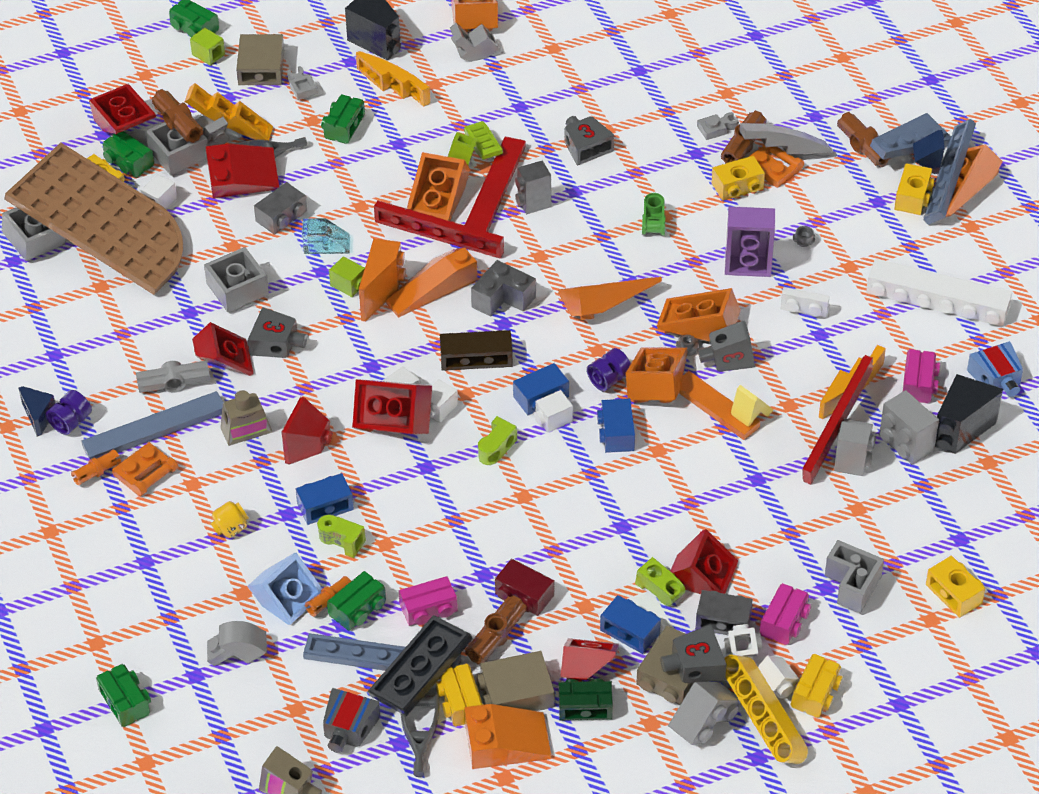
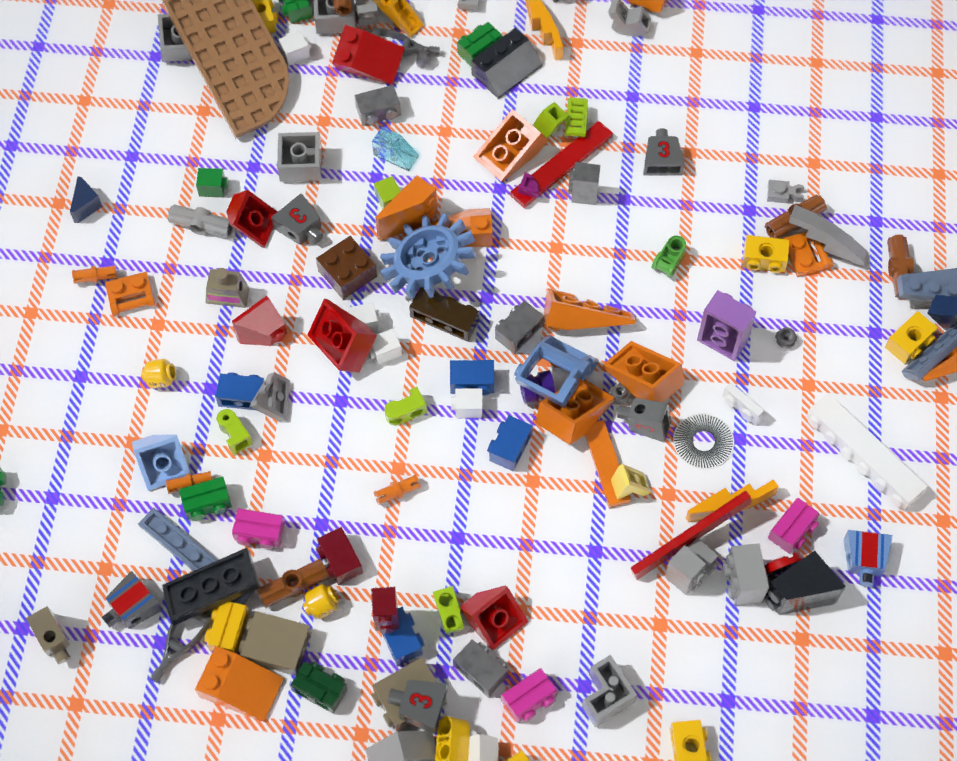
camera: 30 degrees right, 15 degrees up
(70, 411) = (103, 215): dark purple wheel -> none
(154, 426) = (160, 258): sand blue tile -> none
(160, 339) = (211, 182): none -> green brick
(237, 639) = (93, 489): light grey brick -> none
(294, 152) = (423, 57): none -> flat silver plate
(352, 351) = (346, 267): none -> reddish brown brick
(362, 488) = (273, 397): none -> light grey wing
(381, 124) = (506, 63): none -> slope
(437, 288) = (420, 245): none -> medium blue gear
(439, 229) = (484, 180): red plate -> none
(480, 214) = (529, 186): none -> magenta tile
(502, 285) = (501, 262): flat silver brick -> none
(534, 631) = (321, 601): none -> yellow head
(537, 511) = (397, 489): none -> orange pin
(555, 330) = (518, 326): none -> flat silver brick
(585, 657) = (345, 647): slope -> none
(609, 593) = (385, 609): none -> dark red brick
(621, 335) = (562, 355): none -> medium blue window
(743, 632) = (474, 706): white brick -> none
(810, 350) = (700, 459): none -> sticker
(936, 399) = (782, 564): none -> red tile

